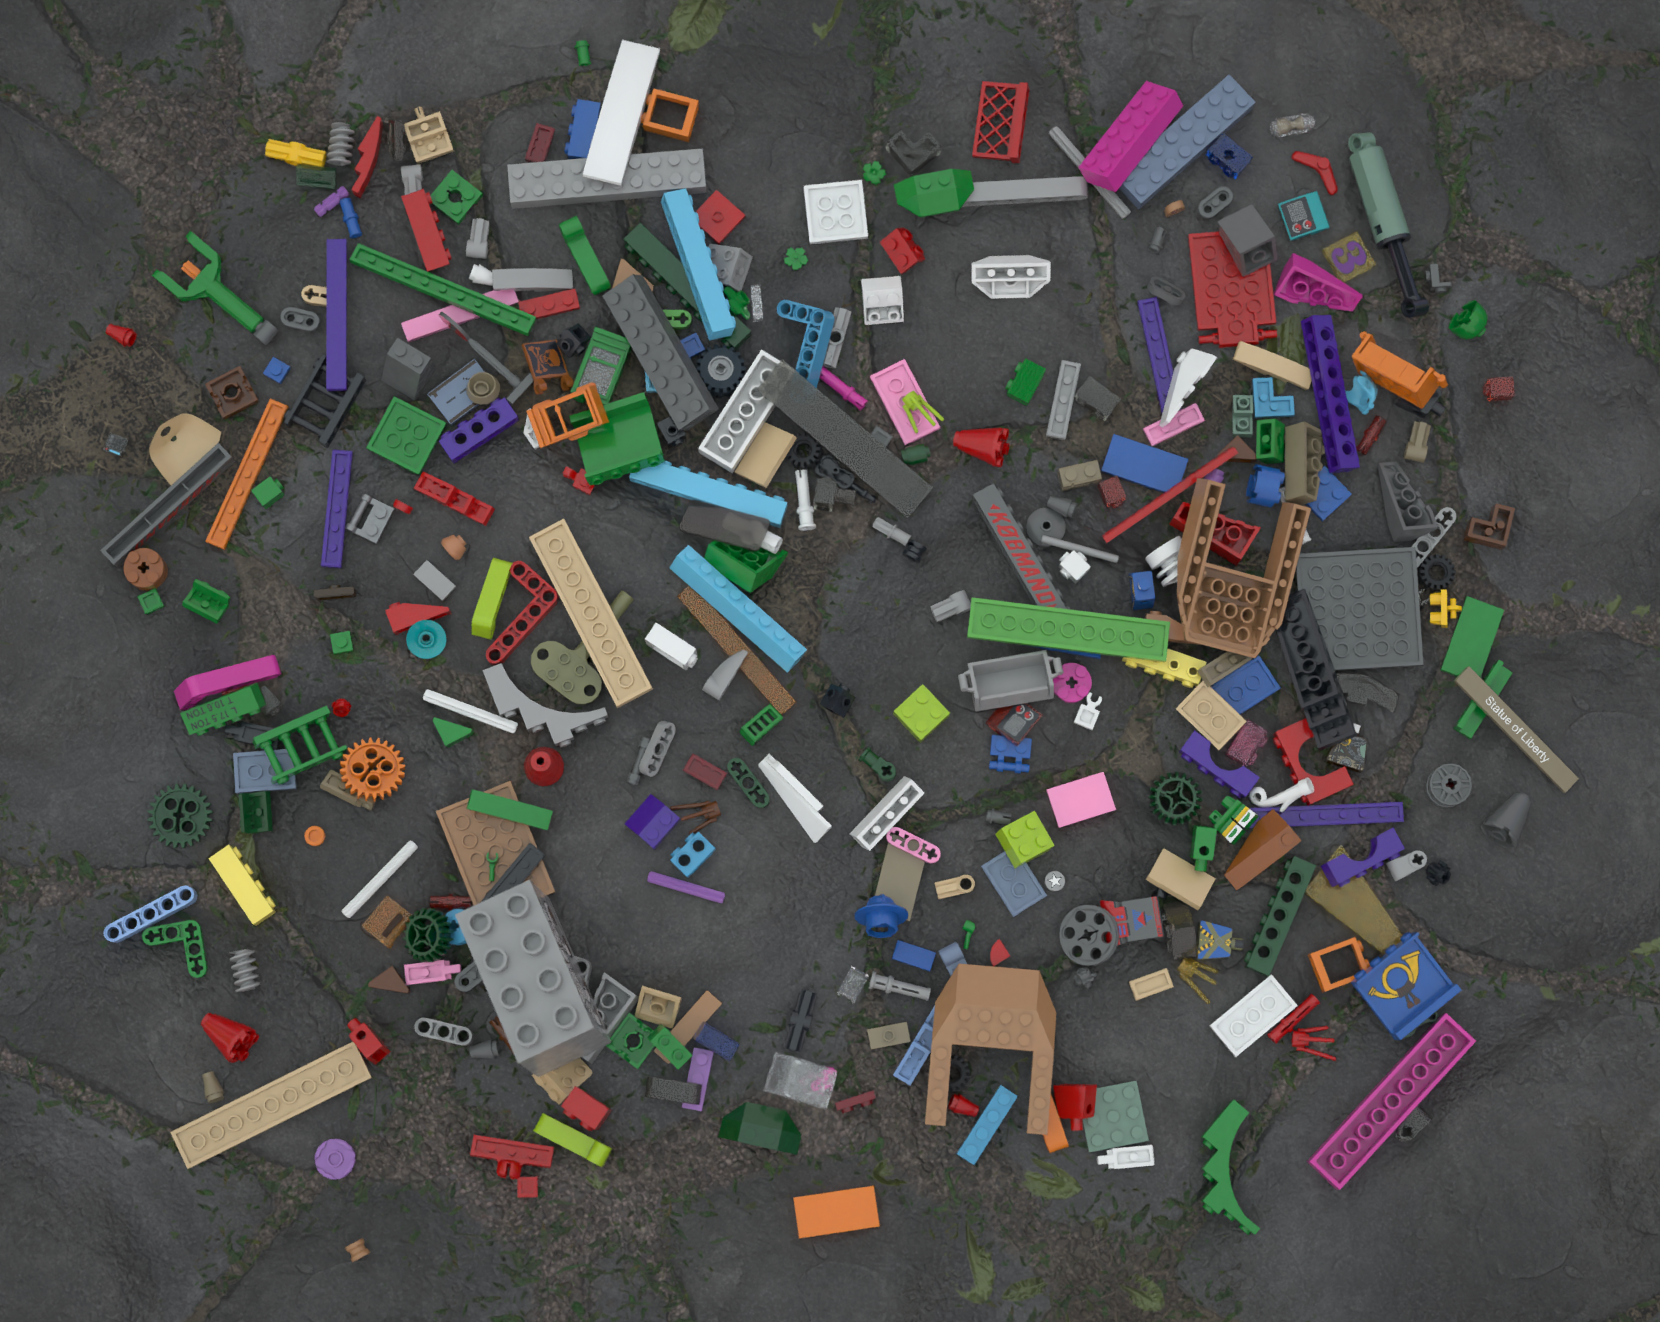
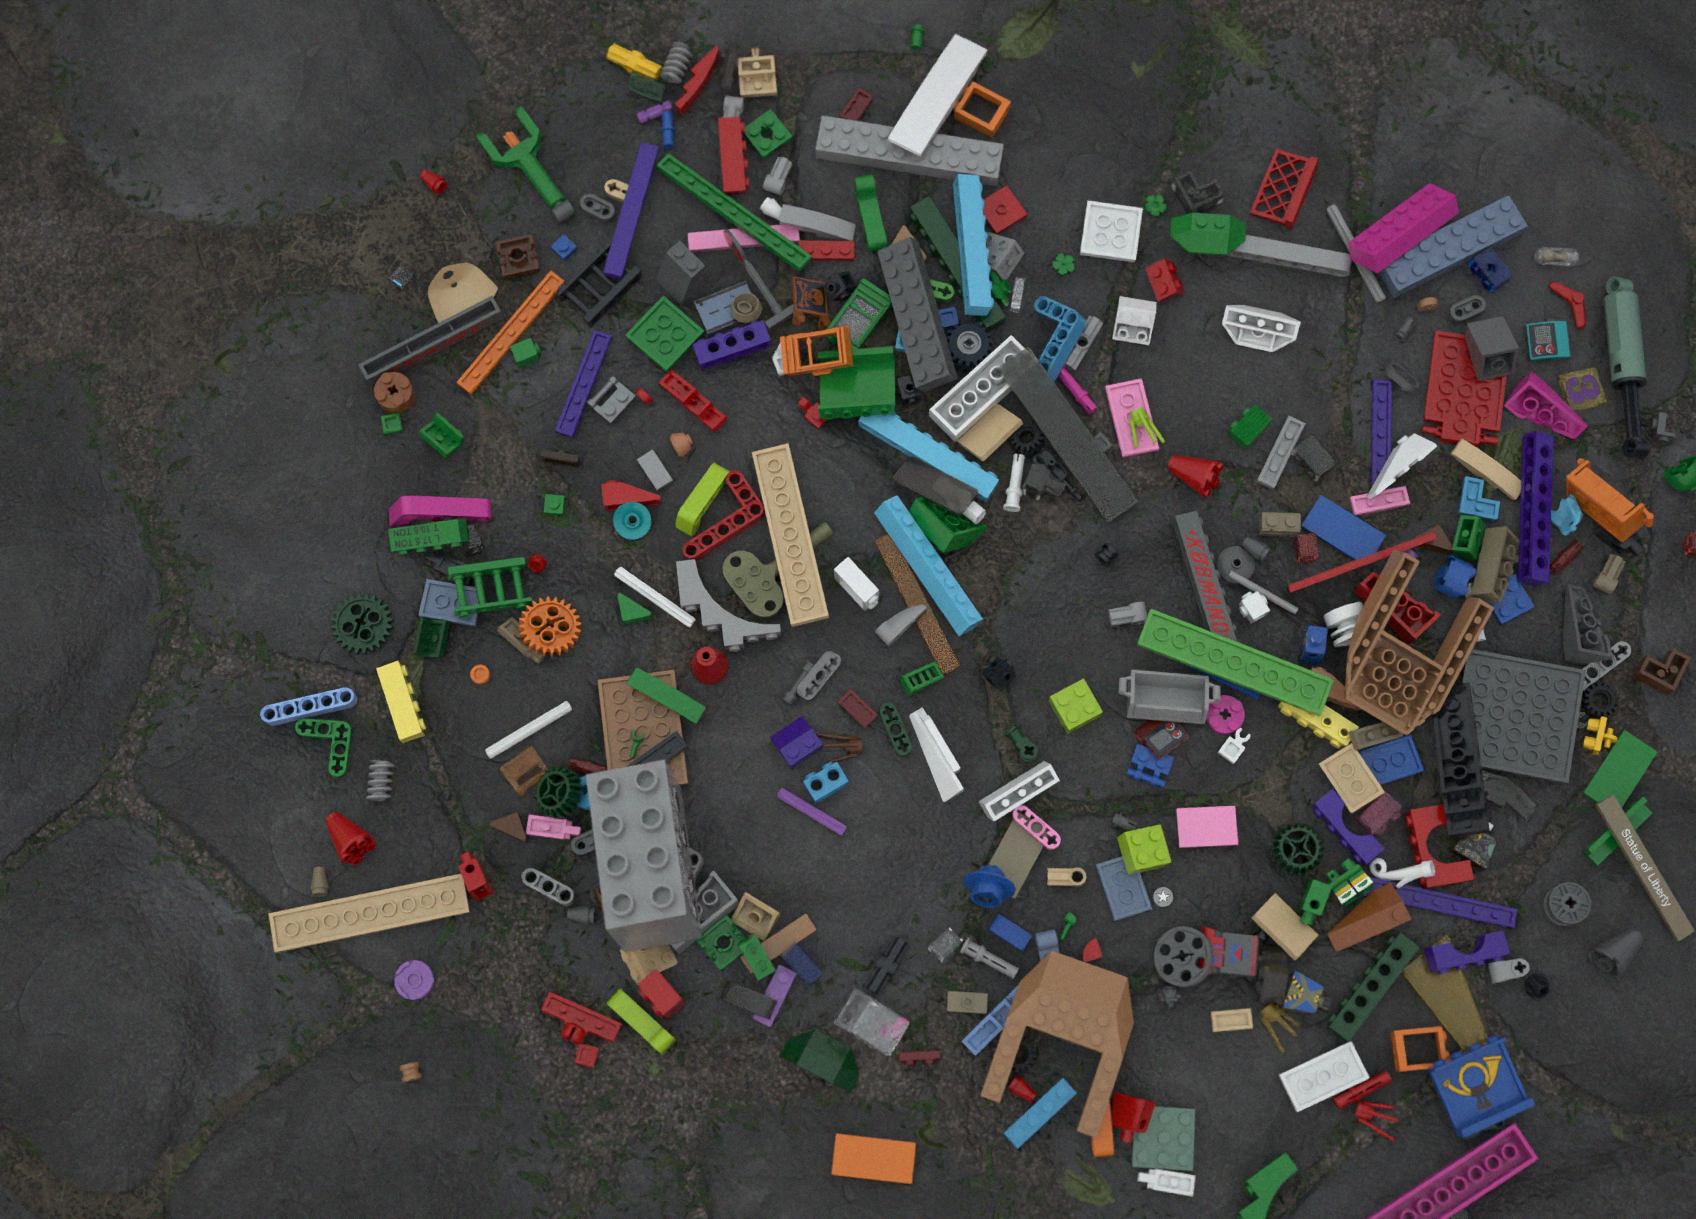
camera: 20 degrees right, 5 degrees down
(583, 128) = (896, 104): blue brick -> none
(891, 531) = (1089, 531): light grey axle -> none
(915, 454) = (1130, 467): dark green brick -> none
(1242, 416) = (1447, 508): sand green slope -> none

